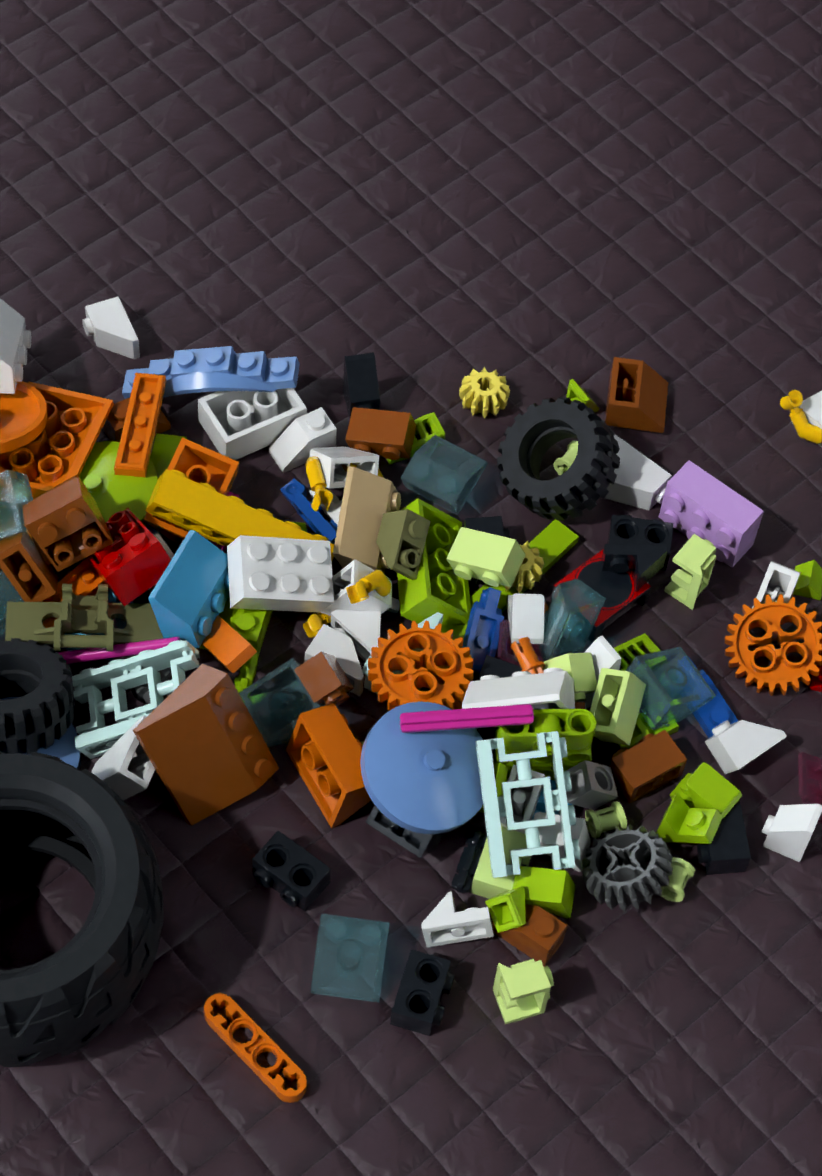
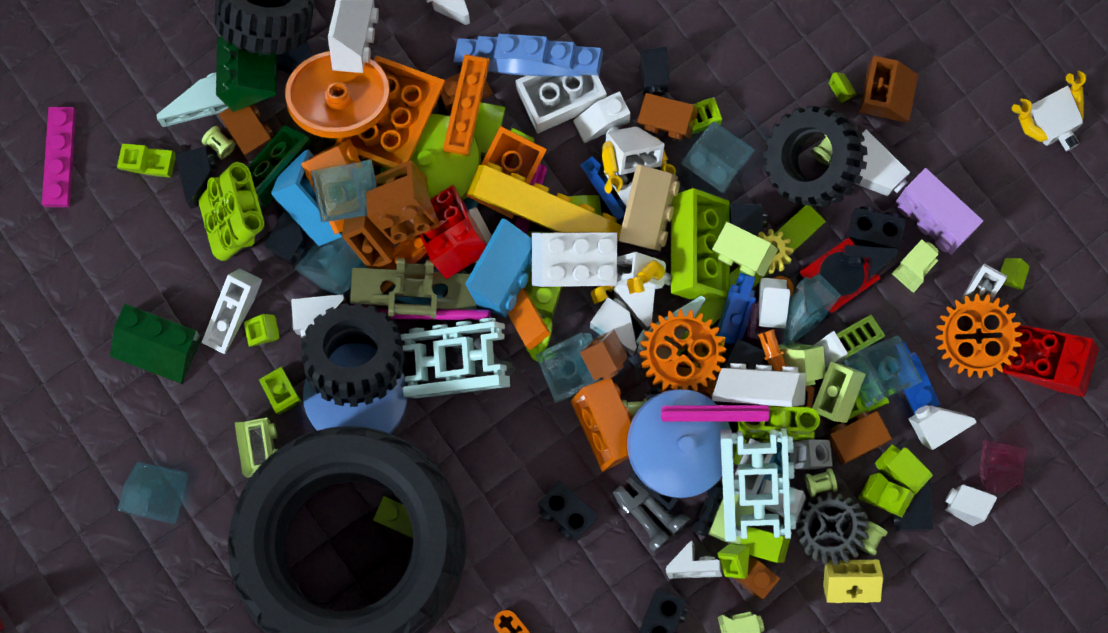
camera: 10 degrees right, 20 degrees up
(69, 895) = (394, 516): none -> lime plate
(125, 765) = (445, 417): white slope -> none
(205, 745) = (505, 411): dark orange slope -> none
(350, 957) = (608, 588): clear light blue slope -> none
(374, 857) = (631, 505): none -> dark grey piece
(403, 541) = (676, 233): olive slope -> none
(484, 392) = (765, 84): light yellow gear -> none
(644, 921) = (853, 581): none -> light yellow brick

